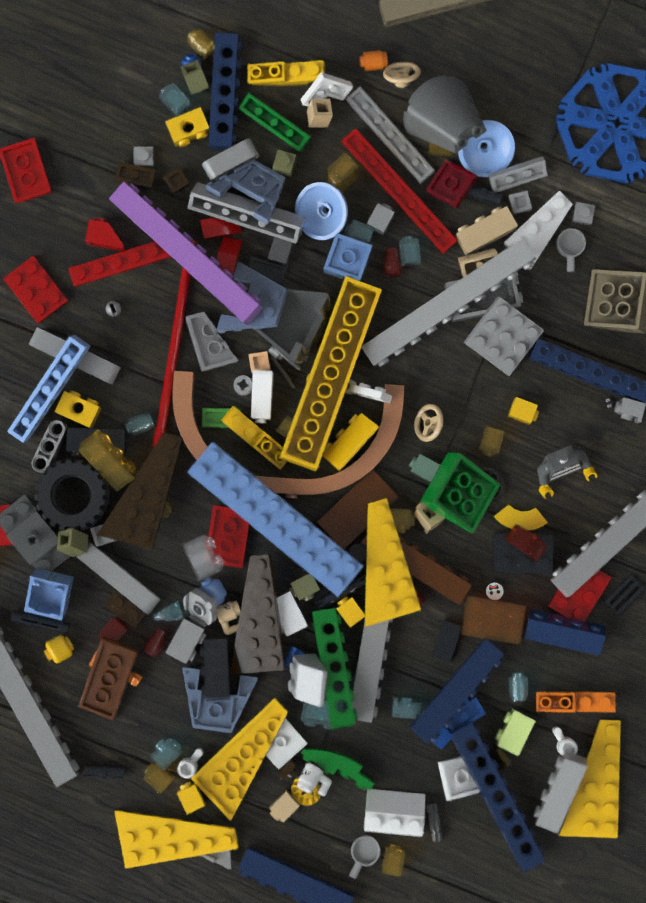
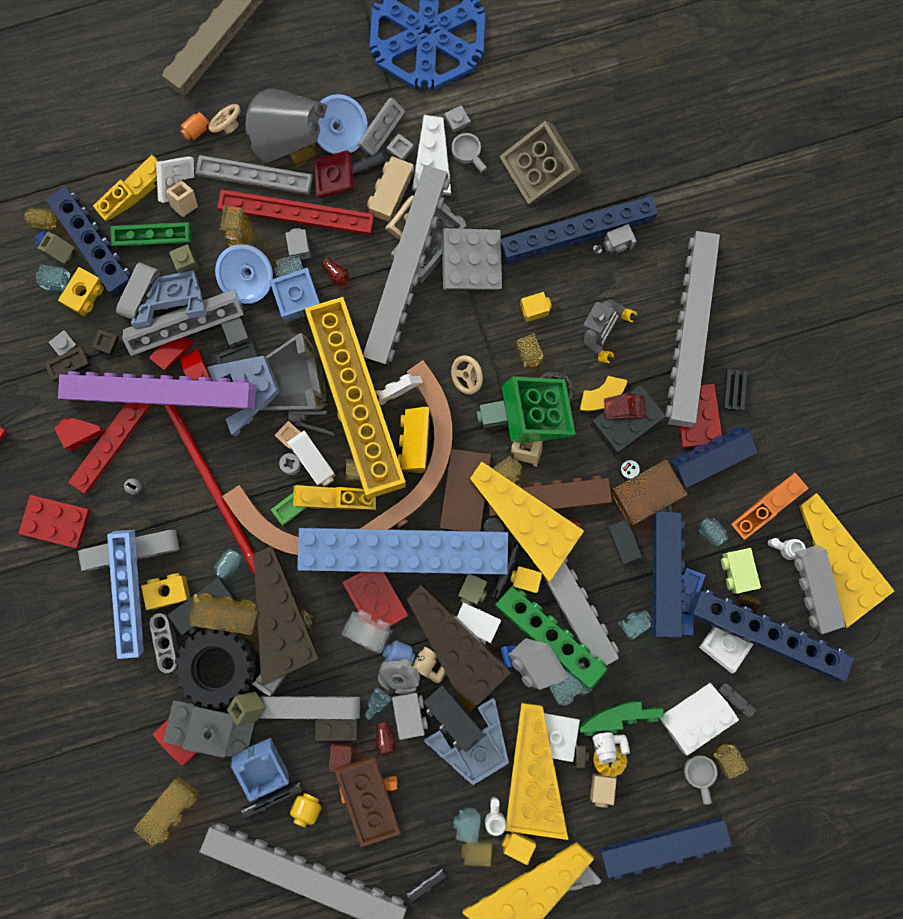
camera: 40 degrees left, 5 degrees down
(209, 346) = (236, 454): light grey wing -> none
(409, 251) = (342, 252): clear light blue brick -> none

